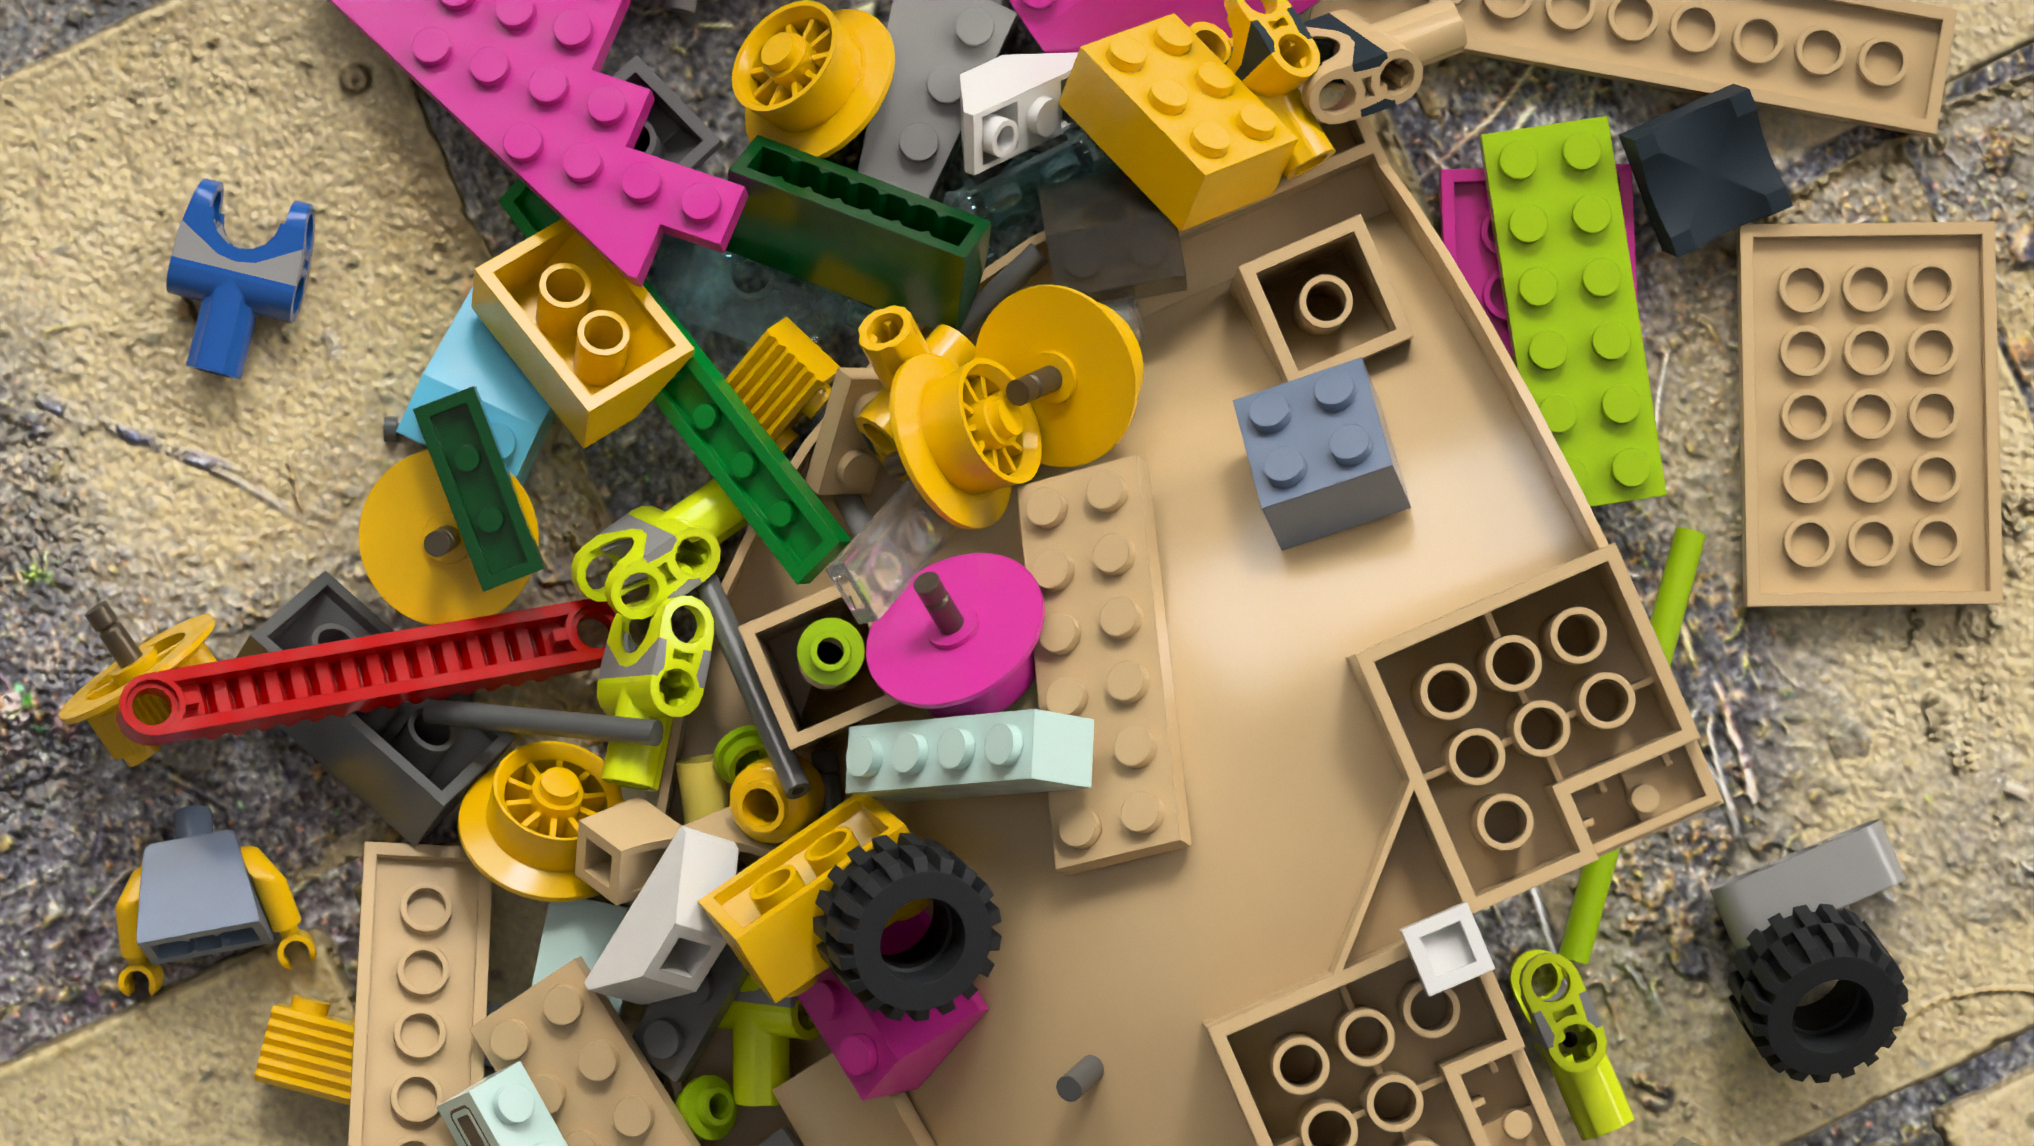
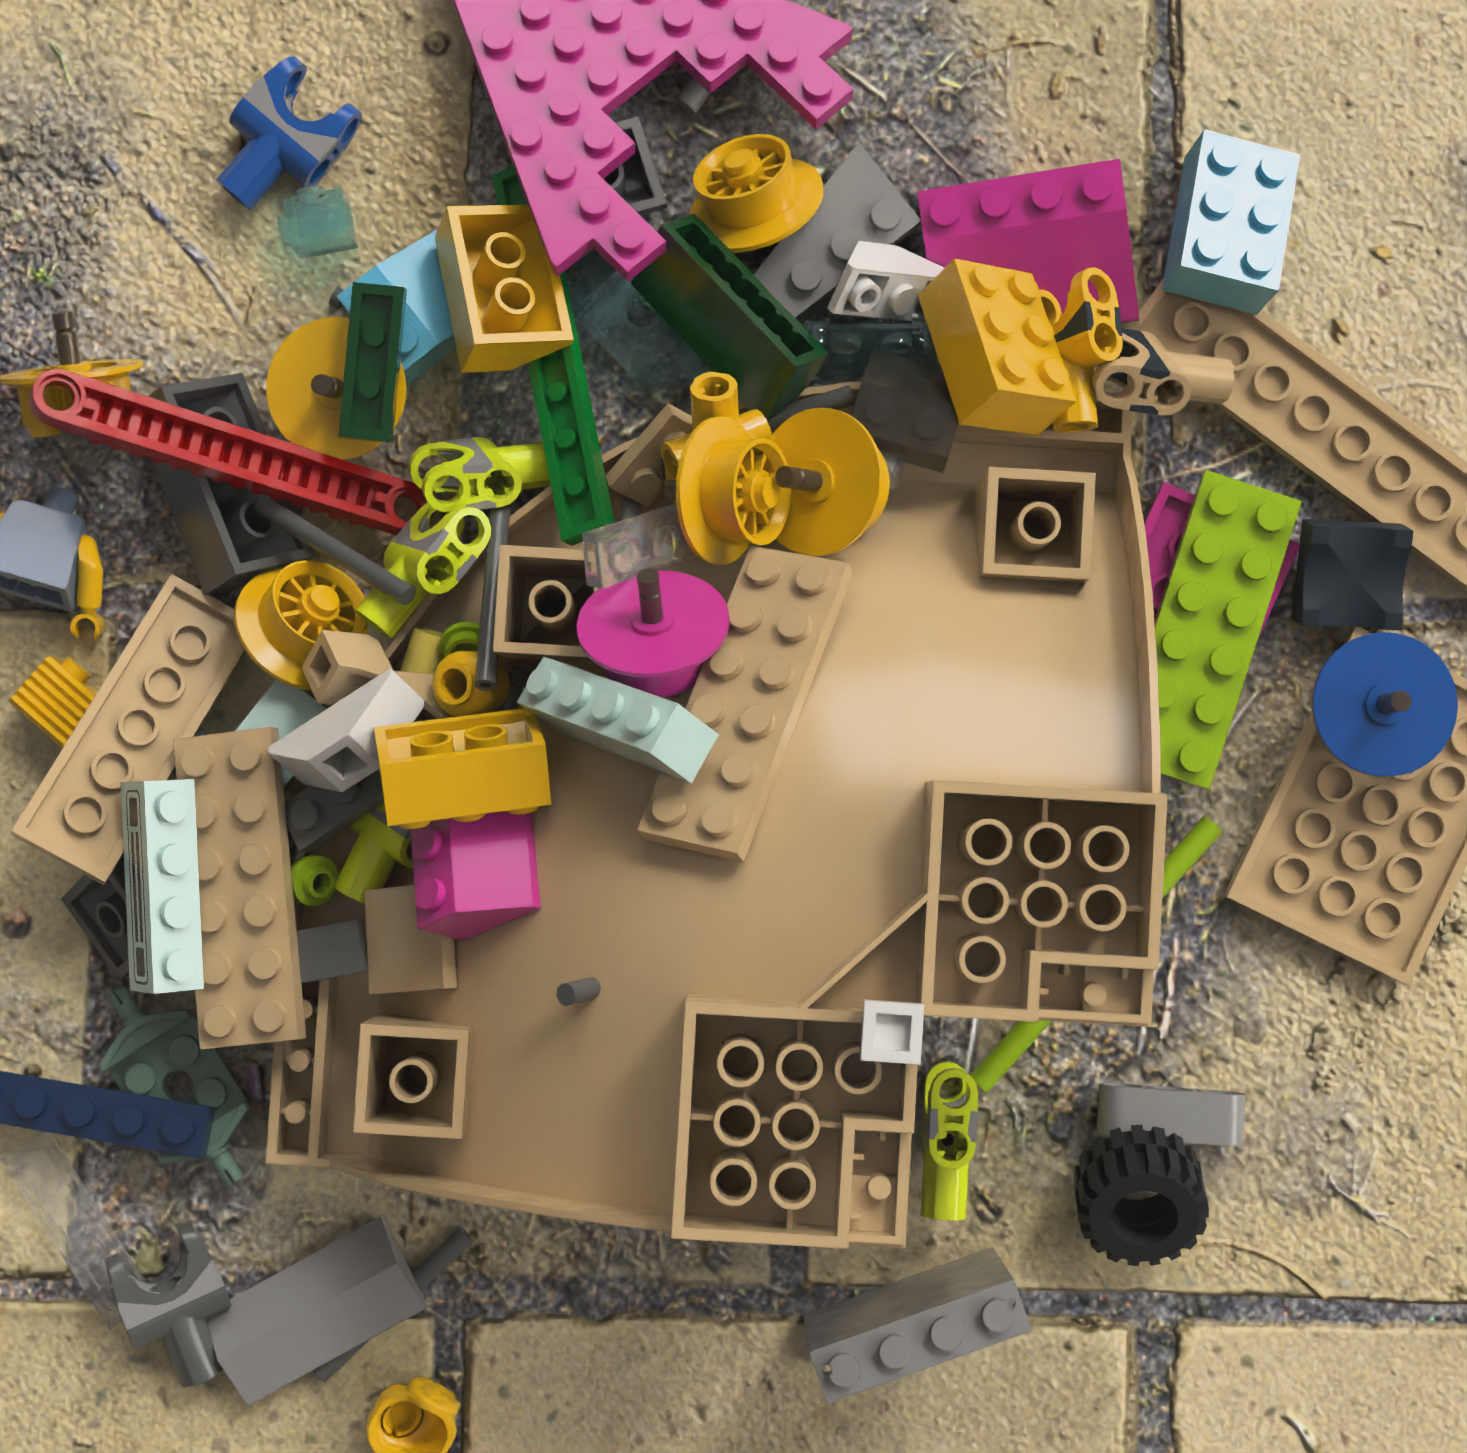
camera: 25 degrees right, 0 degrees up
(326, 355) = (317, 222): none -> clear light blue brick
(784, 380) = (625, 397): yellow brick -> none
(835, 673) = (564, 610): lime plate -> none
(944, 958) = (514, 858): black tyre -> none
(1321, 454) = (981, 627): sand blue brick -> none
(1814, 302) = (1384, 704): none -> blue piece

